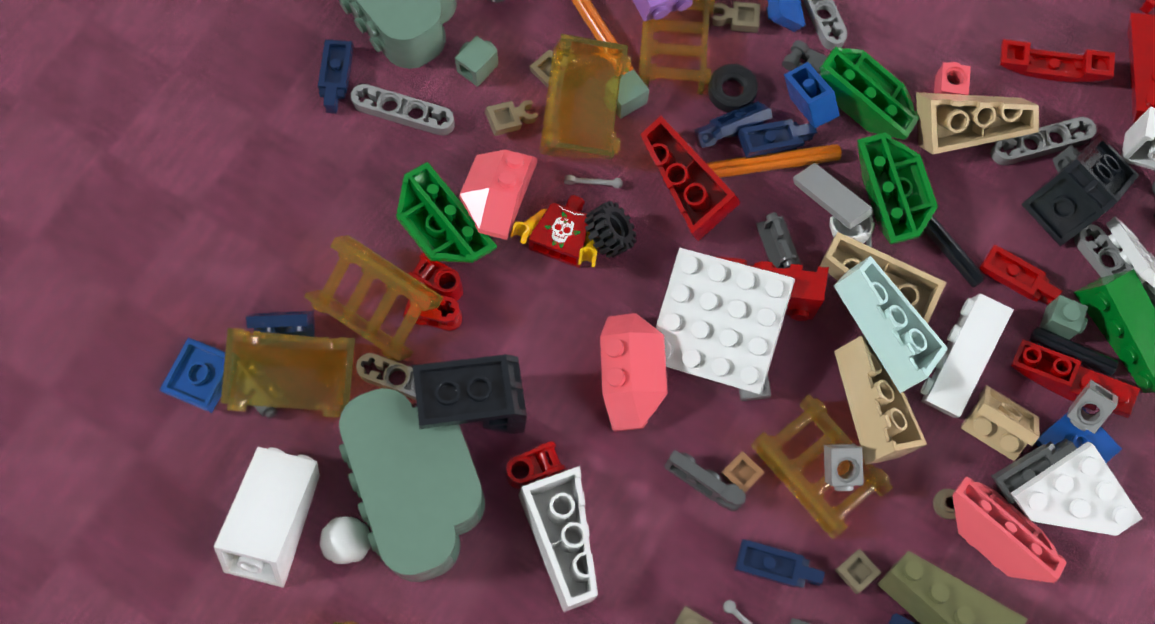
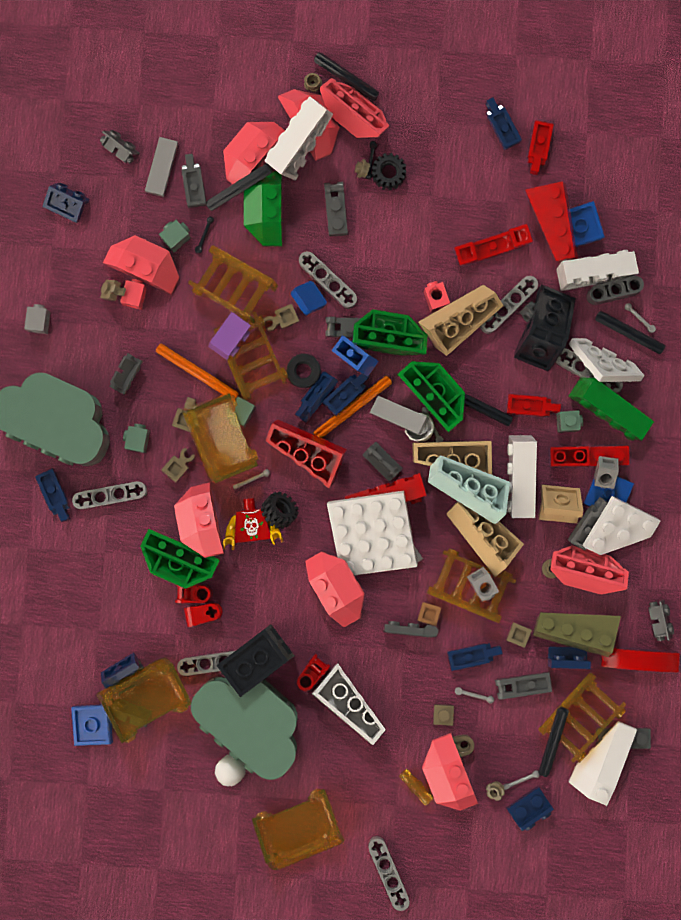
camera: 25 degrees left, 15 degrees up
(268, 516) = (181, 781): white slope -> none
(397, 283) = (166, 612): clear yellow fence -> none
(1072, 349) = (583, 436): black axle -> none

